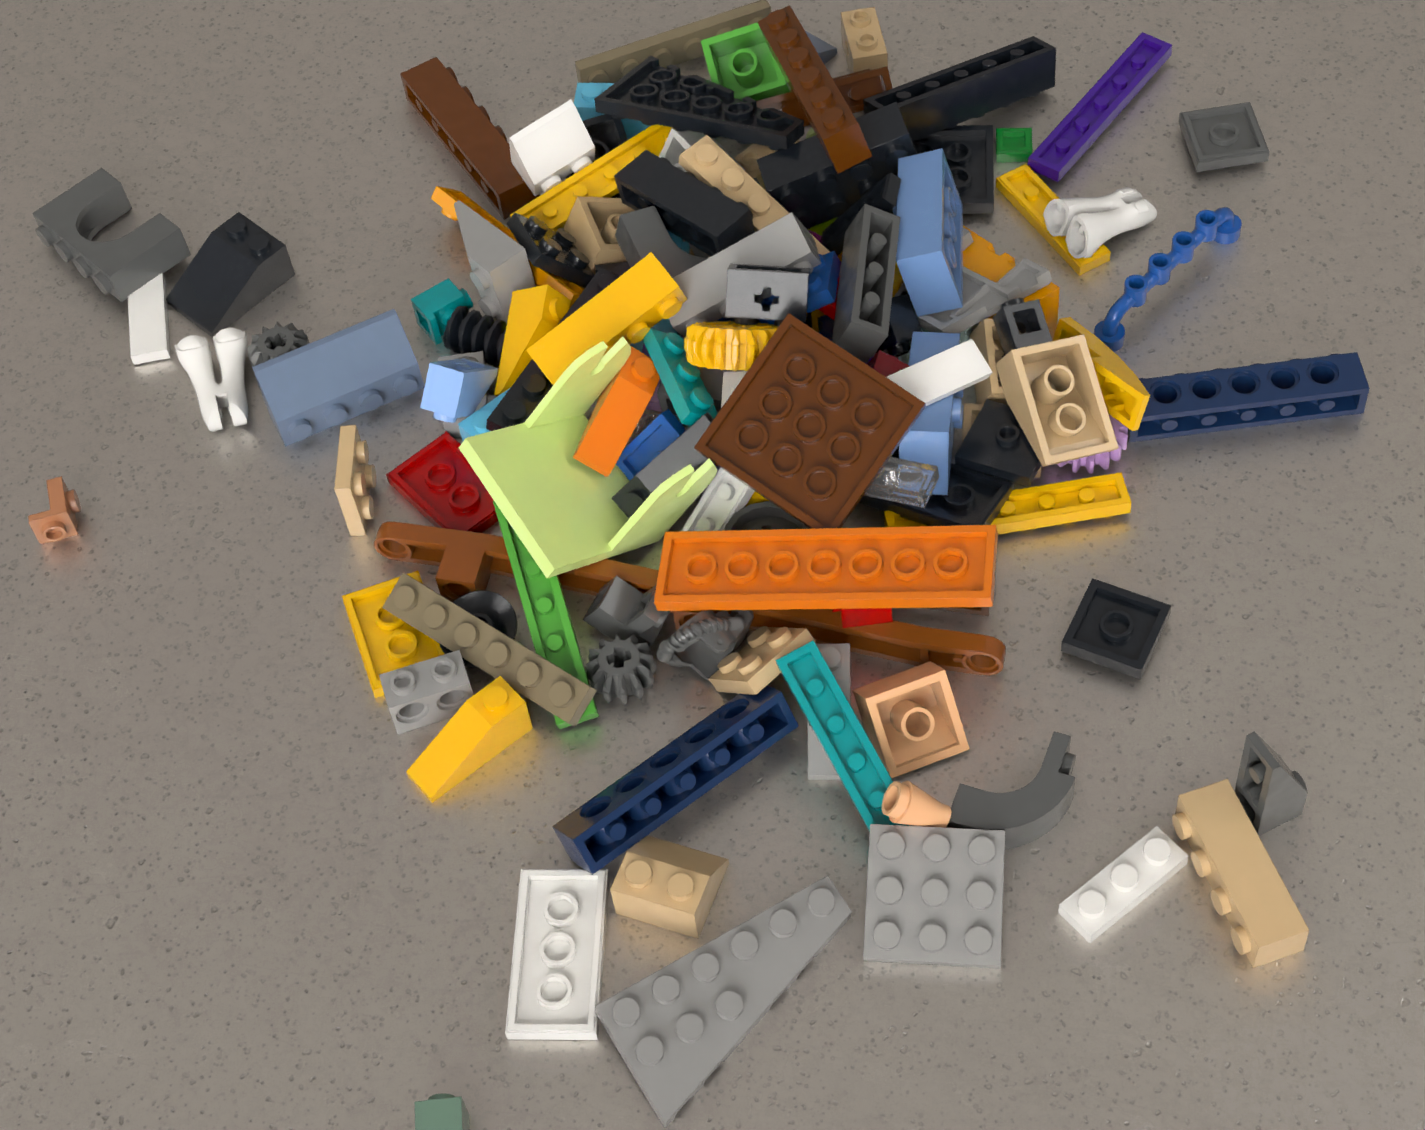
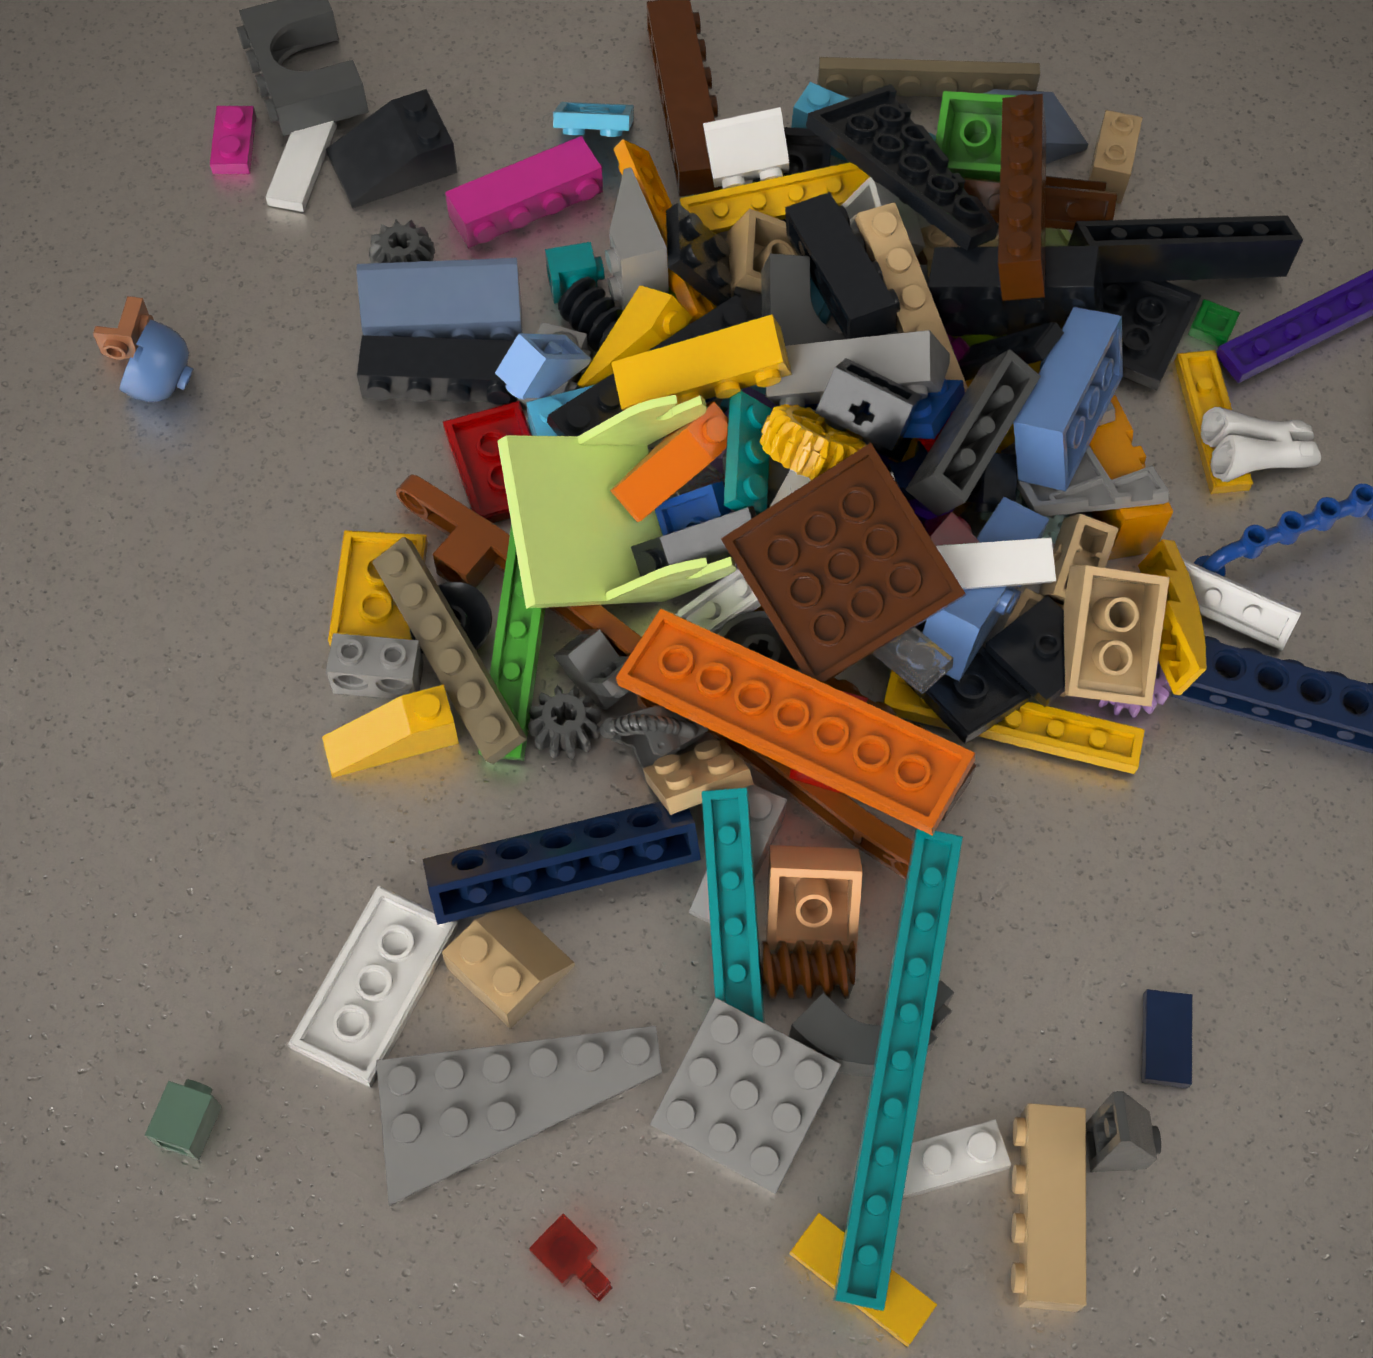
camera: 15 degrees right, 10 degrees up
(75, 323) = (233, 140): none -> dark pink plate
(102, 526) = (157, 365): none -> medium blue cylinder
(197, 361) = (322, 230): white piece -> none
(354, 480) = (404, 419): tan plate -> none
(366, 264) = (524, 192): none -> dark pink brick
(385, 421) = (432, 369): none -> black brick
(414, 178) = (608, 118): none -> medium azure plate
(846, 1091) = (567, 1254): none -> clear red plate
(913, 806) = (763, 999): light nougat cone -> none
(941, 767) = (808, 969): none -> reddish brown piece
(1026, 318) = (1124, 537): black brick -> none
(1058, 816) = (898, 1072): none -> teal plate
(1111, 1002) = (905, 1305): none -> yellow tile
(1116, 628) = (1058, 893): black plate -> none
(1155, 347) = (1242, 607): none -> white tile
(1265, 703) = (1167, 1038): none -> dark blue tile

